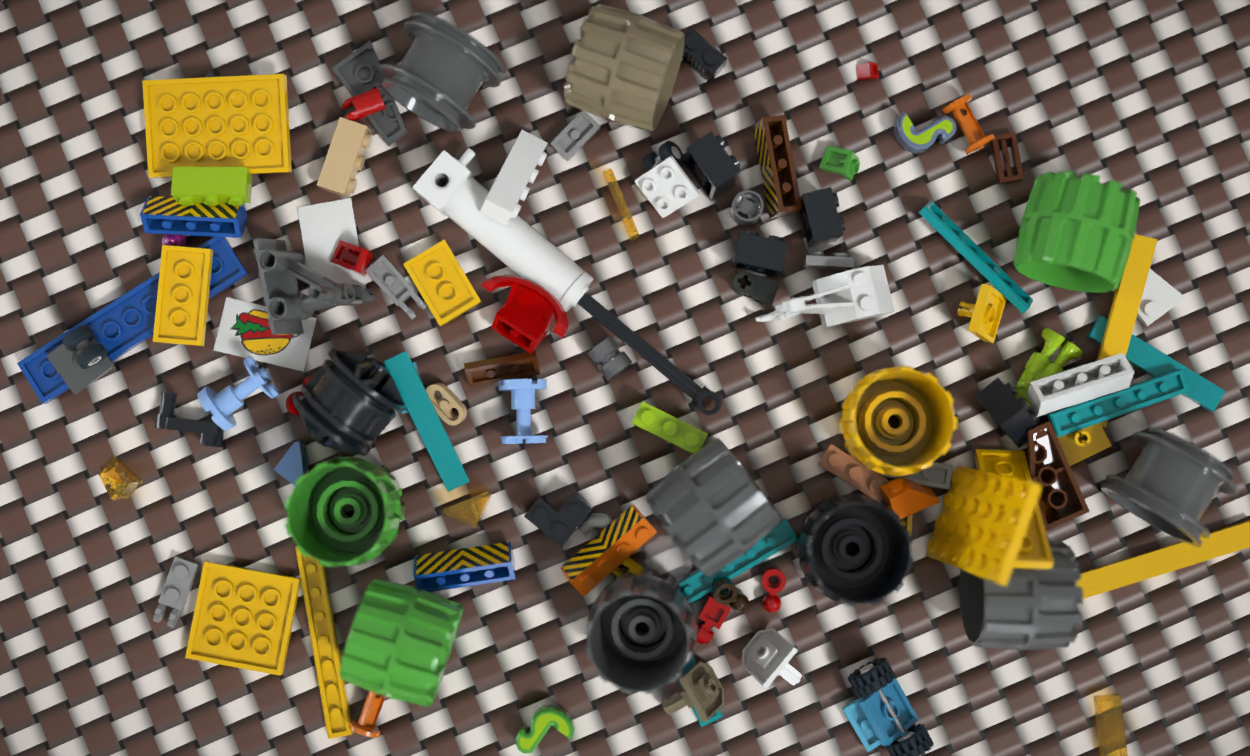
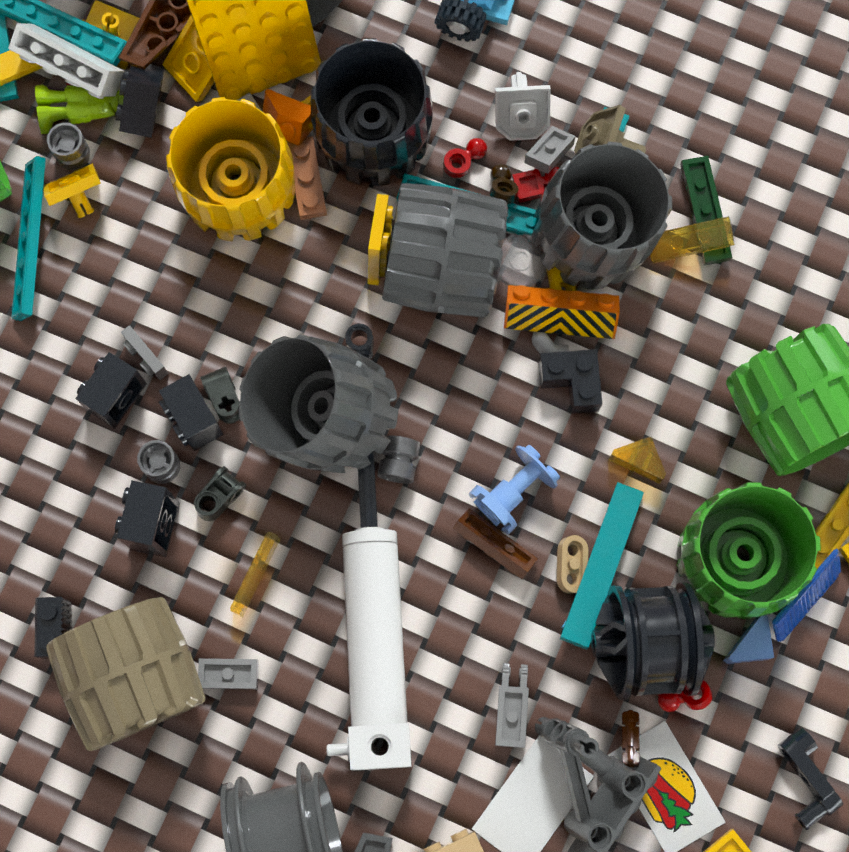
camera: 135 degrees left, 10 degrees down
(231, 398) = (752, 756): light blue piece -> none
(290, 544) = (795, 611): none -> blue window
(310, 338) = (630, 738): none -> reddish brown axle
(352, 257) = (525, 772): red slope -> none
(442, 283) = (470, 668): yellow plate -> none
(464, 567) = (692, 416): brick -> none
(513, 178) = (317, 684): white brick -> none
(527, 312) = (426, 562): red piece -> none
(540, 723) = (753, 239): bright green animal -> none
(574, 686) = (694, 239): none -> clear yellow tile
(590, 712) = (703, 201): none -> dark green plate
(665, 181) = (197, 554): white plate -> none
(669, 428) = (412, 355): lime brick -> none
(683, 330) = (317, 404): none -> dark grey wheel
(692, 229) = (220, 493): none -> pearl dark grey piece
(724, 649) = (549, 149): none -> light grey plate
(764, 478) = (379, 239): none -> yellow plate
(777, 166) = (97, 468): reddish brown brick -> none
(840, 162) = (45, 421): bright green bracket -> none
(842, 298) = (168, 311): white slope -> none
(1018, 336) = (68, 146): none -> flat silver wheel

